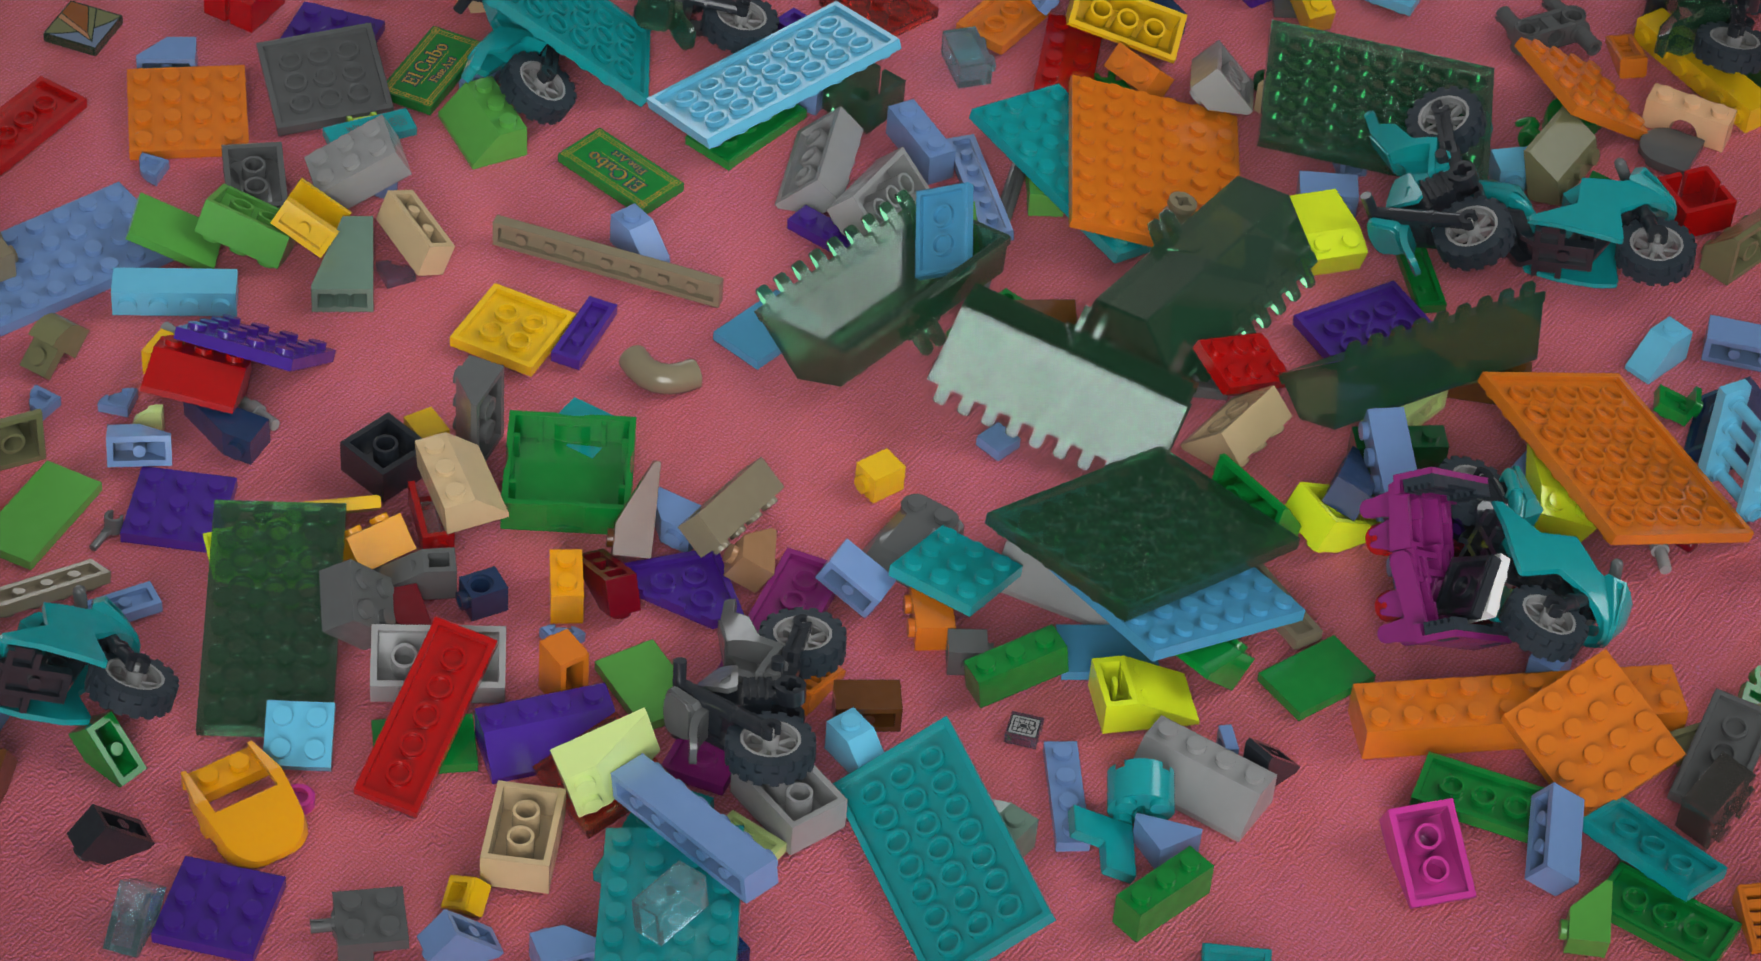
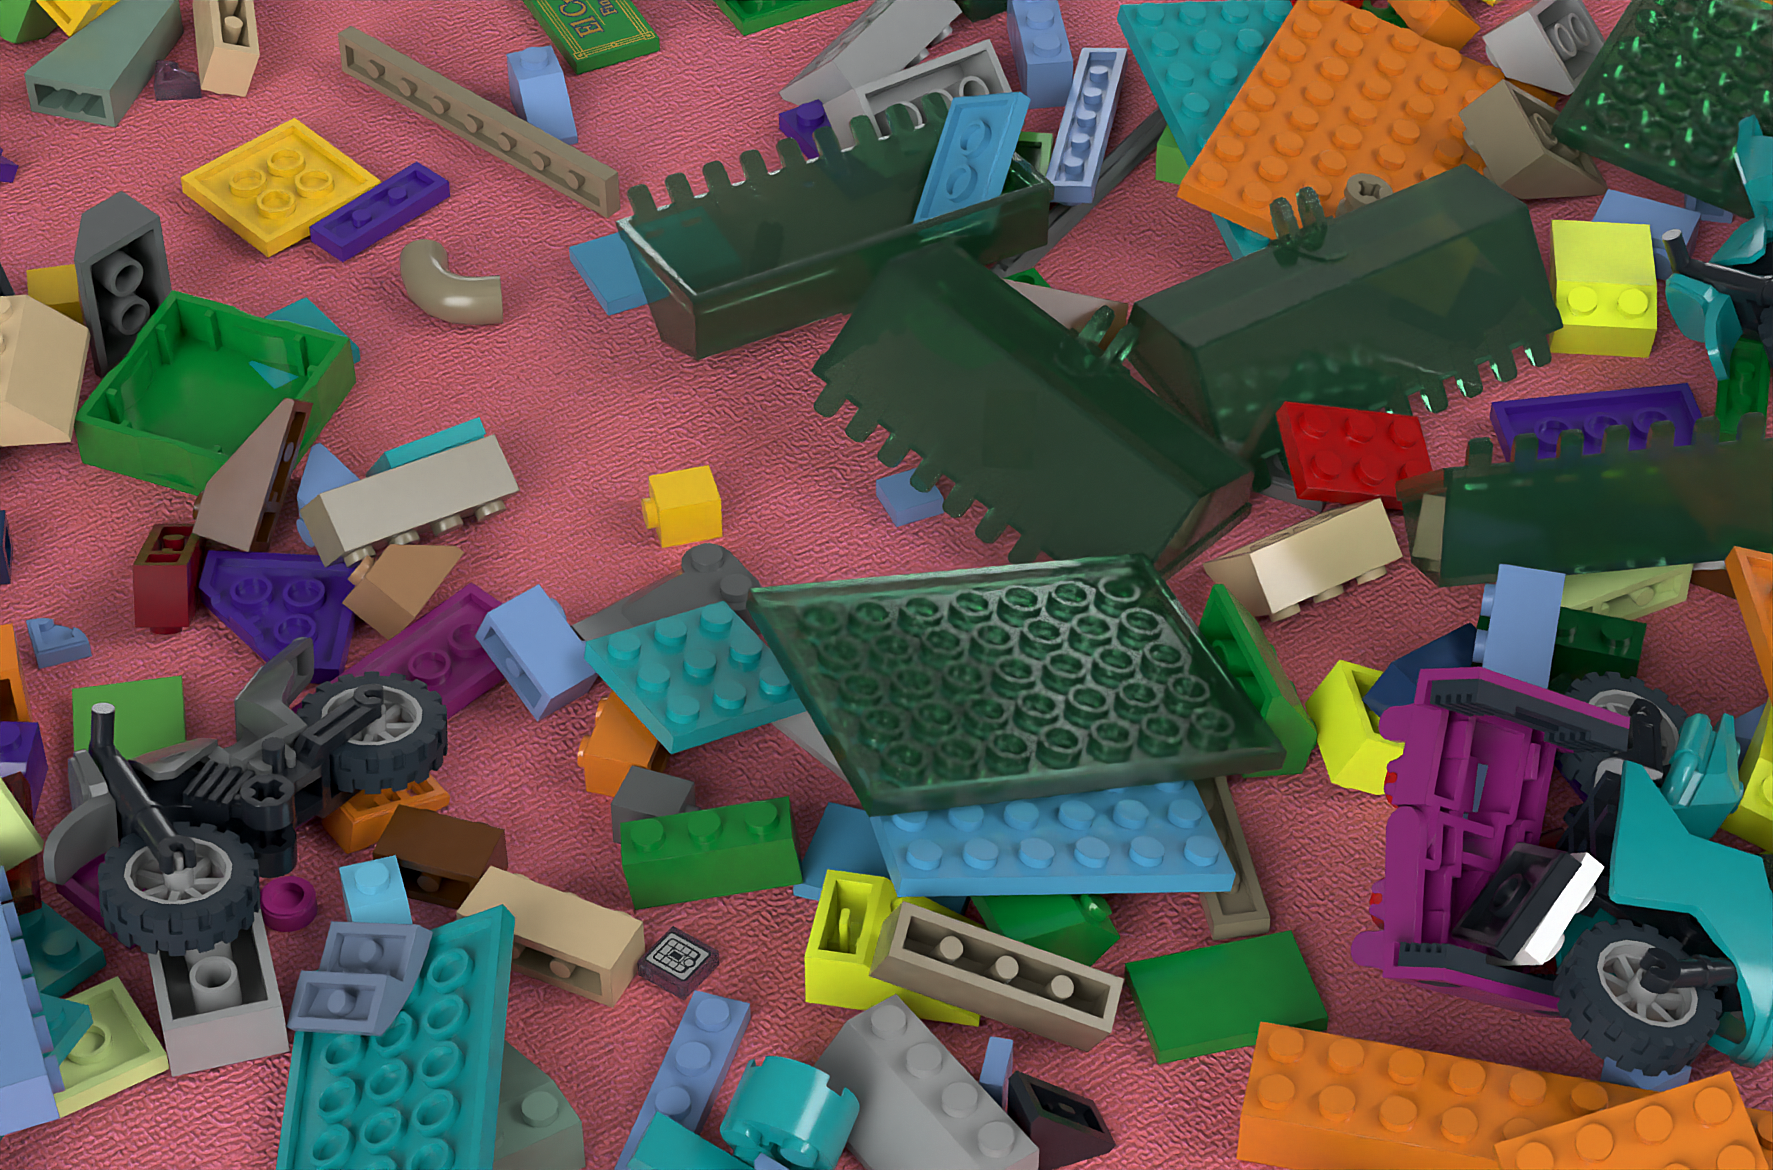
camera: 25 degrees right, 0 degrees up
(566, 586) = (96, 566): light orange brick -> none
(720, 476) = (428, 446): none -> teal tile
(878, 775) = (360, 979): none -> sand blue slope
(977, 727) = (563, 936): none -> tan brick
(1210, 693) = (996, 977): none -> dark tan brick
(1239, 150) = (1519, 153): none -> dark tan slope

